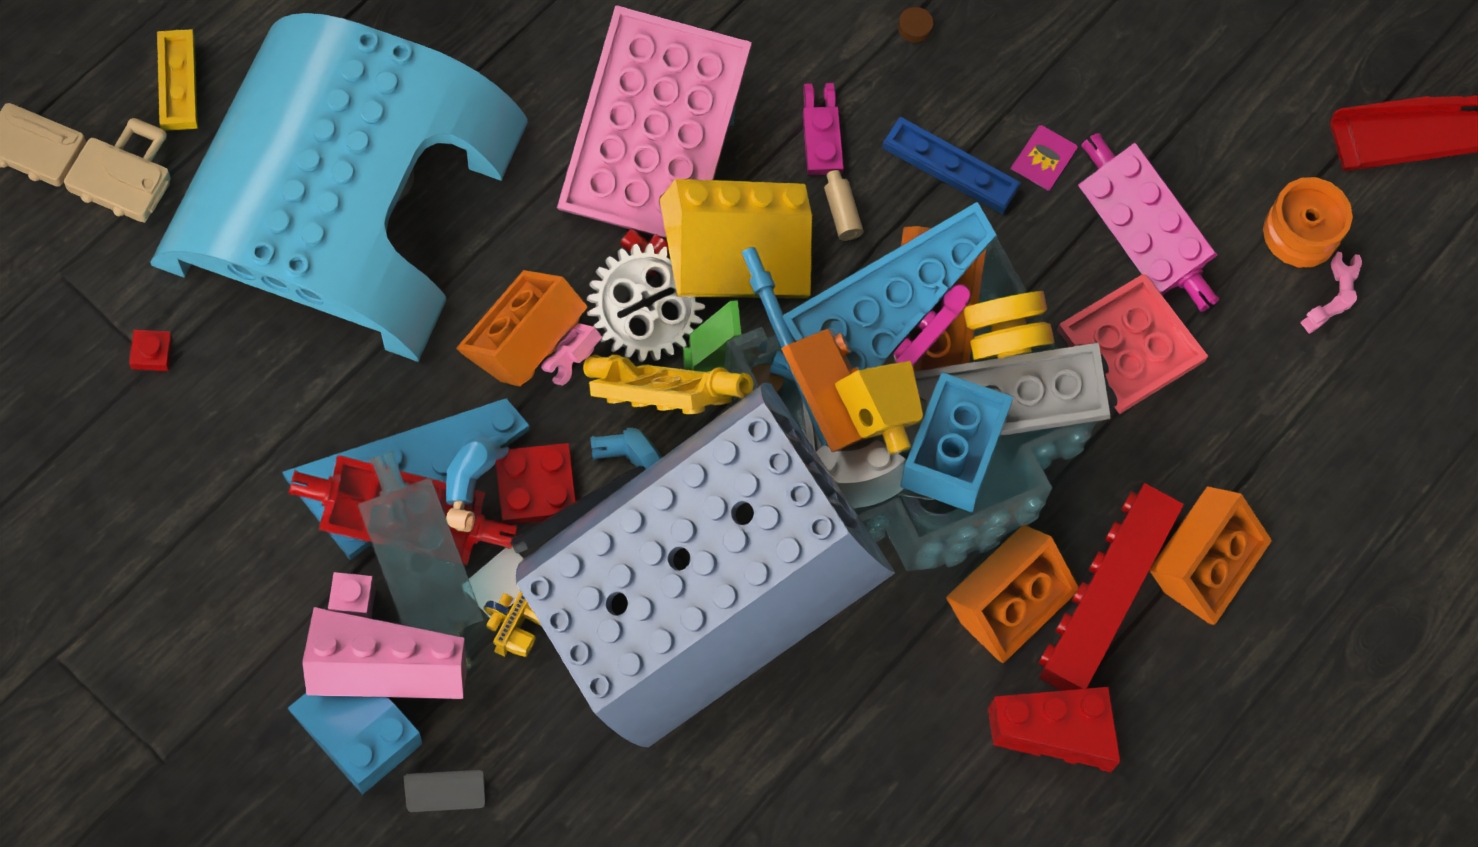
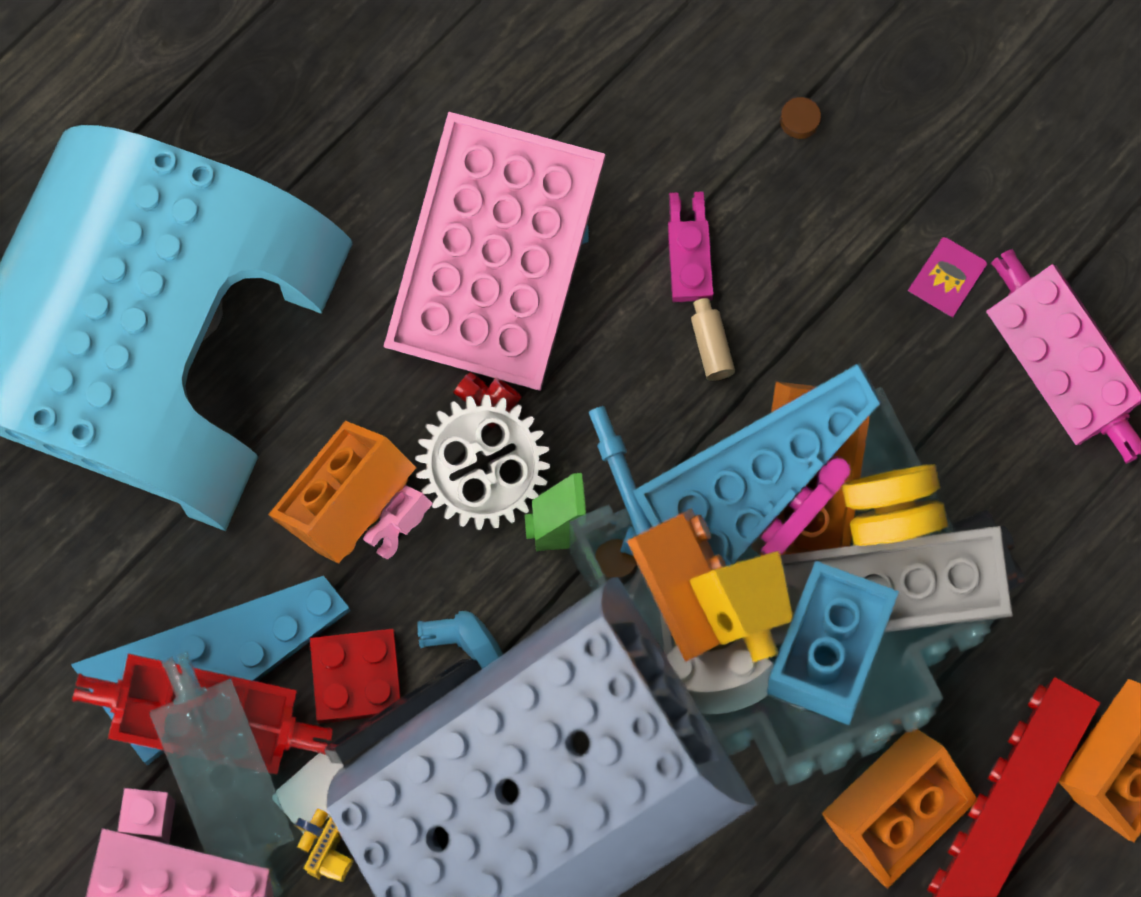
camera: 10 degrees right, 5 degrees up
(467, 466) = (268, 676): dark azure arm -> none
(663, 385) = (498, 568): yellow plate -> none
(717, 220) = (572, 367): yellow slope -> none
(951, 165) = (839, 288): blue tile -> none
(1137, 338) = (1047, 501): coral plate -> none

